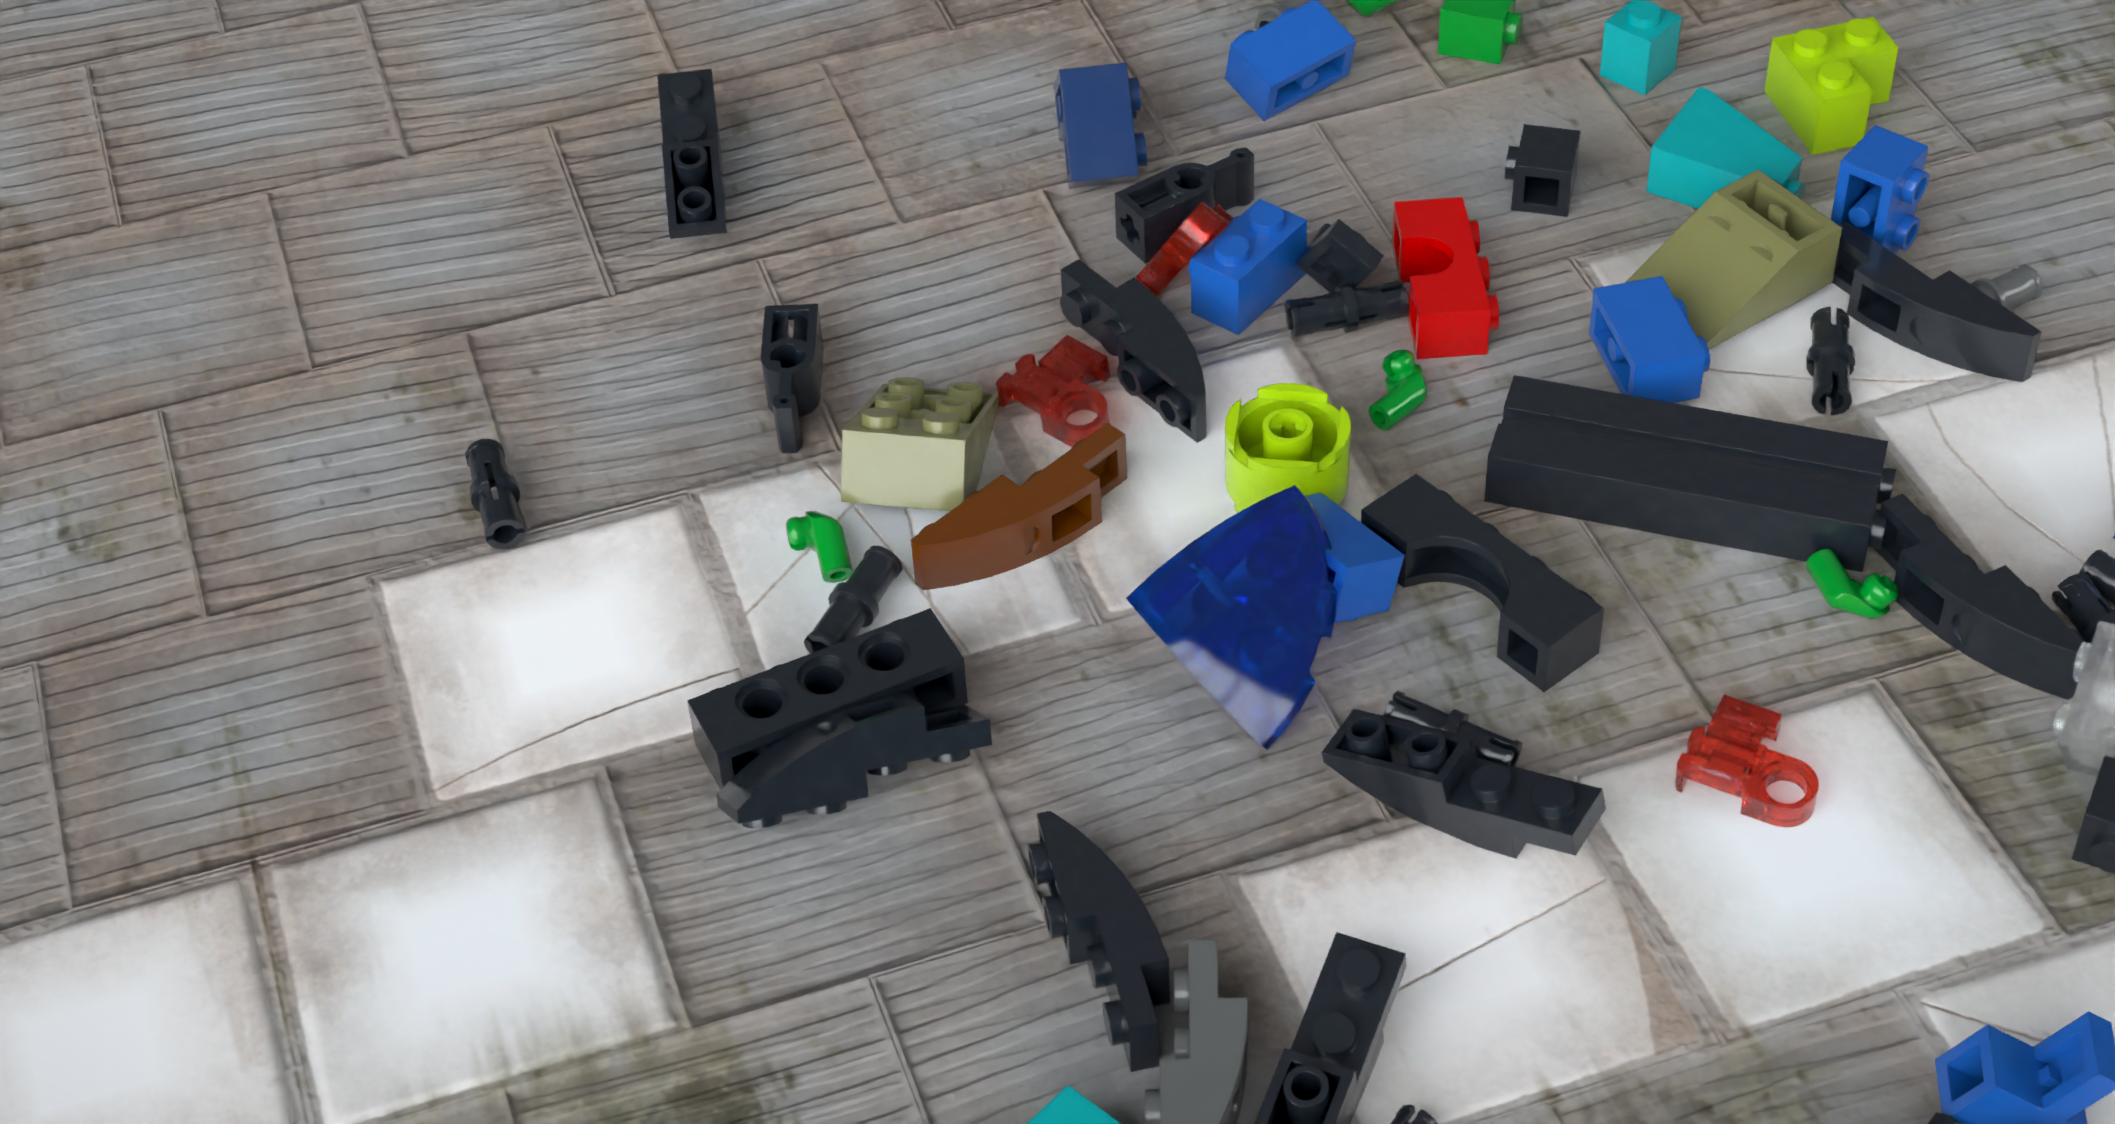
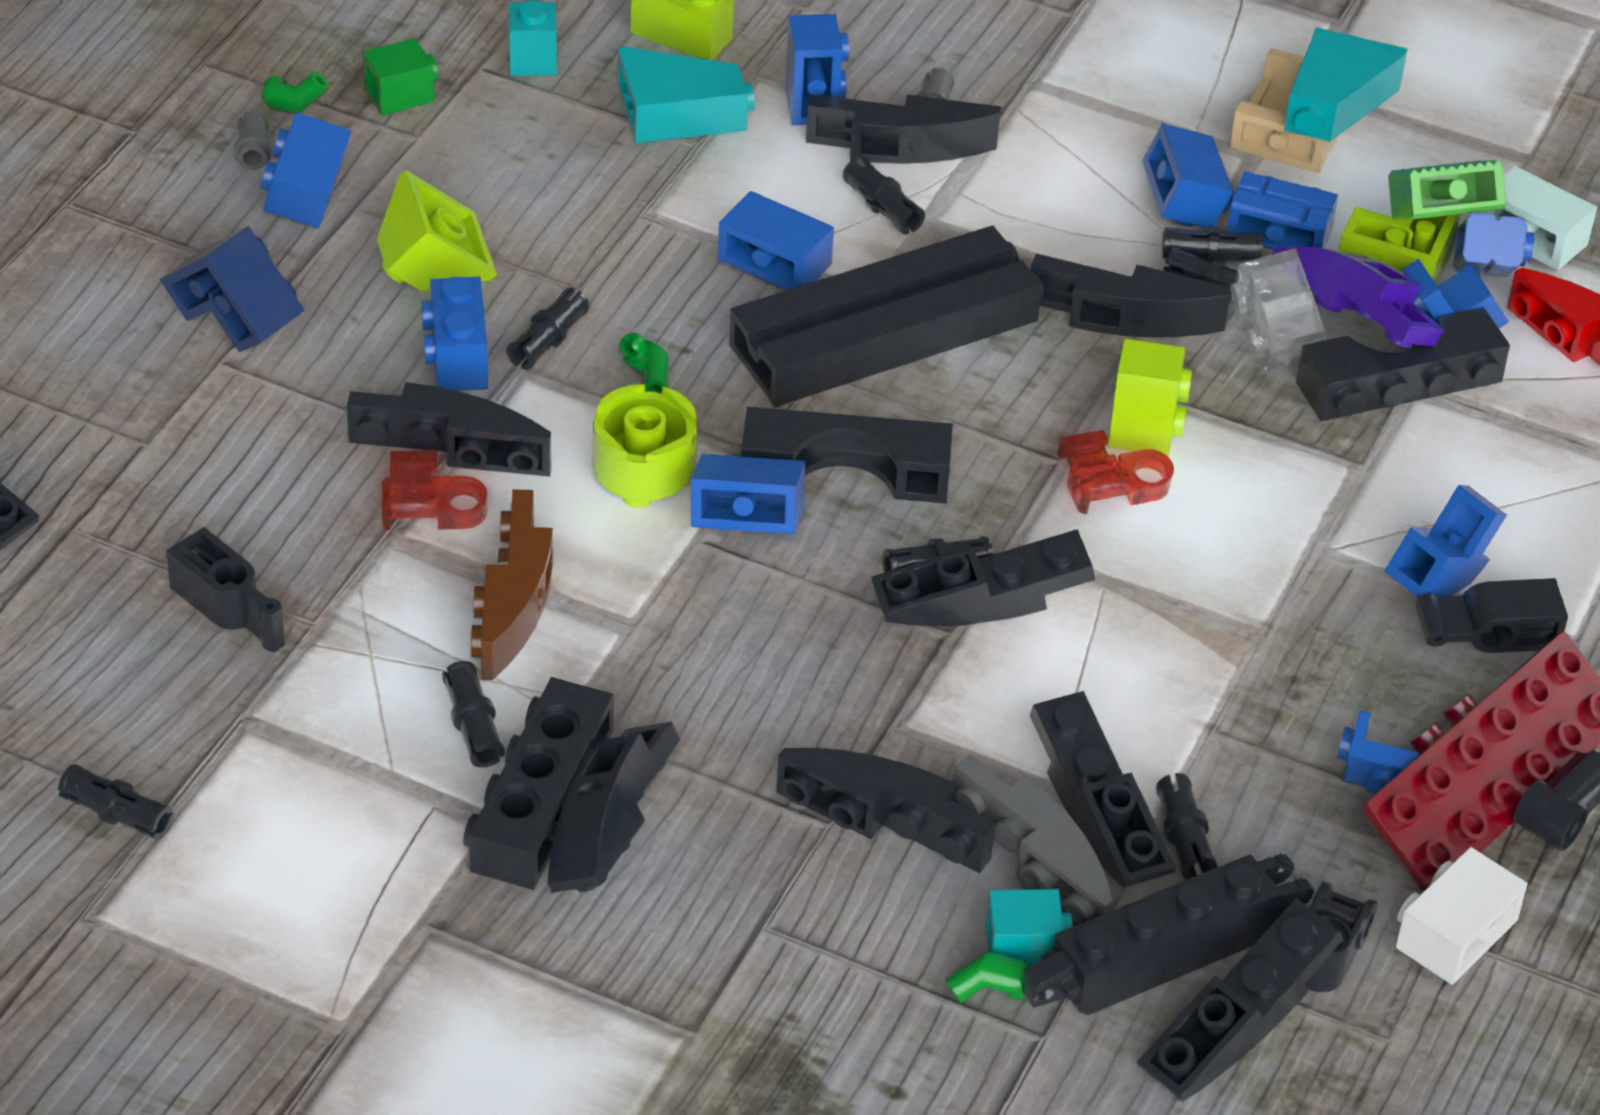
camera: 50 degrees left, 0 degrees up
(826, 539) = (394, 683): green arm -> none
(917, 445) = (384, 583): slope -> none
(1159, 205) = (352, 319): black piece -> none
(1194, 232) = (405, 333): clear red piece -> none
(1249, 609) = (753, 553): clear blue brick -> none
(1334, 170) = (431, 236): none -> lime slope
(1339, 257) = (517, 293): black bracket -> none
(1448, 282) = (620, 285): red arch -> none
(1543, 170) = (570, 160): black brick -> none
(1745, 257) = (767, 147): olive slope -> none
(1841, 592) = (1049, 338): green arm -> none
(1864, 703) = (1147, 396): none -> lime brick

